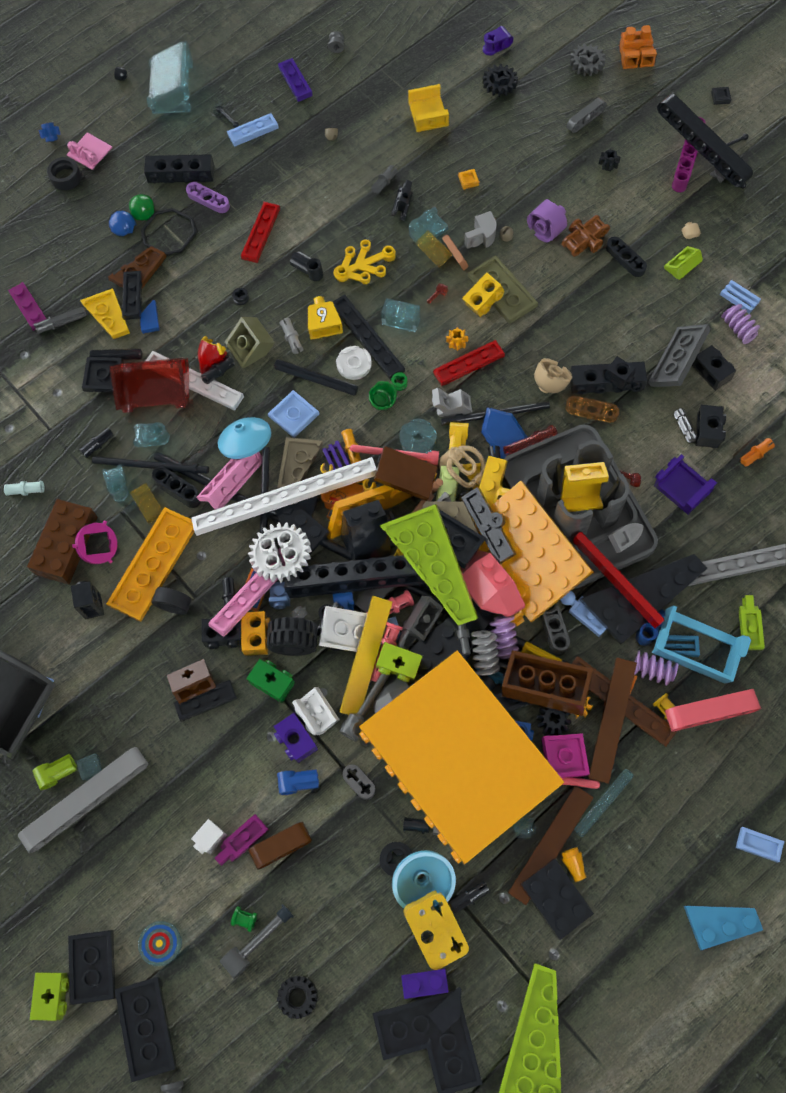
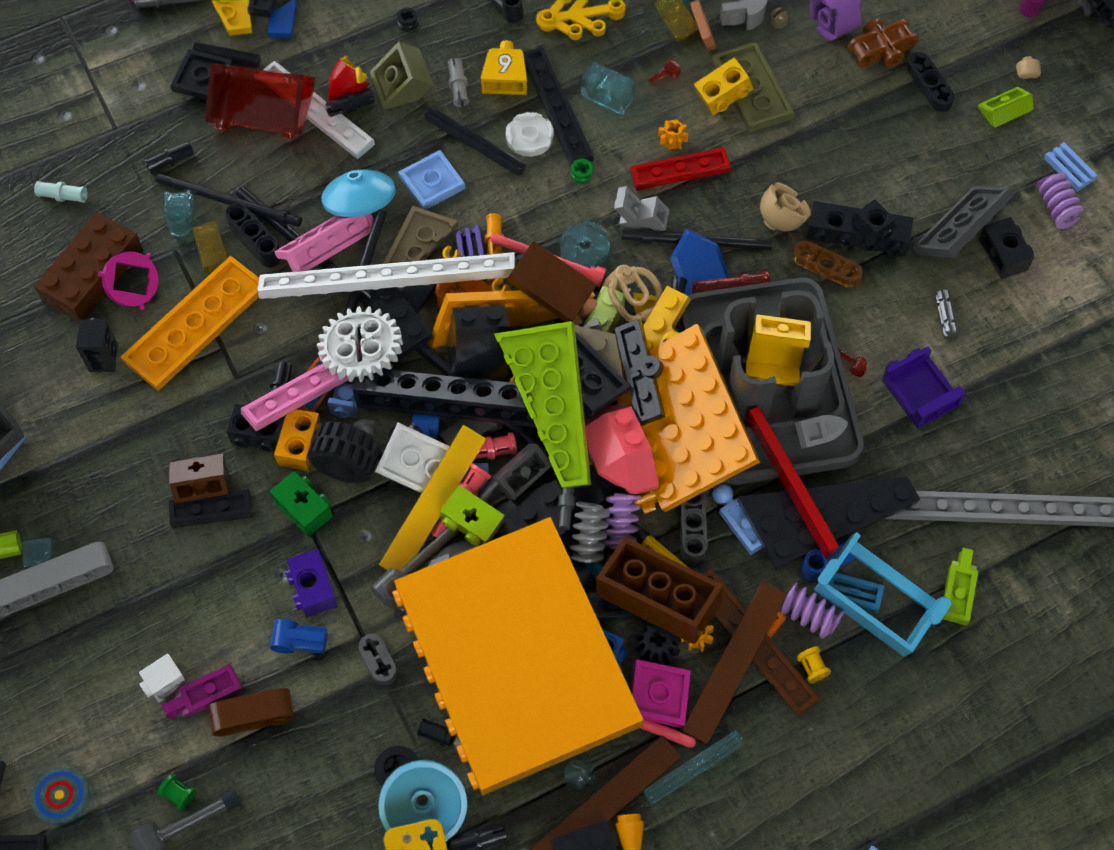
camera: 10 degrees right, 5 degrees down
(148, 435) = (240, 162): clear light blue piece -> none
(171, 601) = (203, 372): black tyre -> none
(315, 712) = (347, 556): white bracket -> none
(382, 395) = (553, 182): green hair -> none
(458, 434) = (639, 254): yellow piece -> none
(712, 710) = (873, 682): coral beam -> none
(713, 416) = (976, 334): black brick -> none
(757, 452) = (1033, 370): orange axle -> none

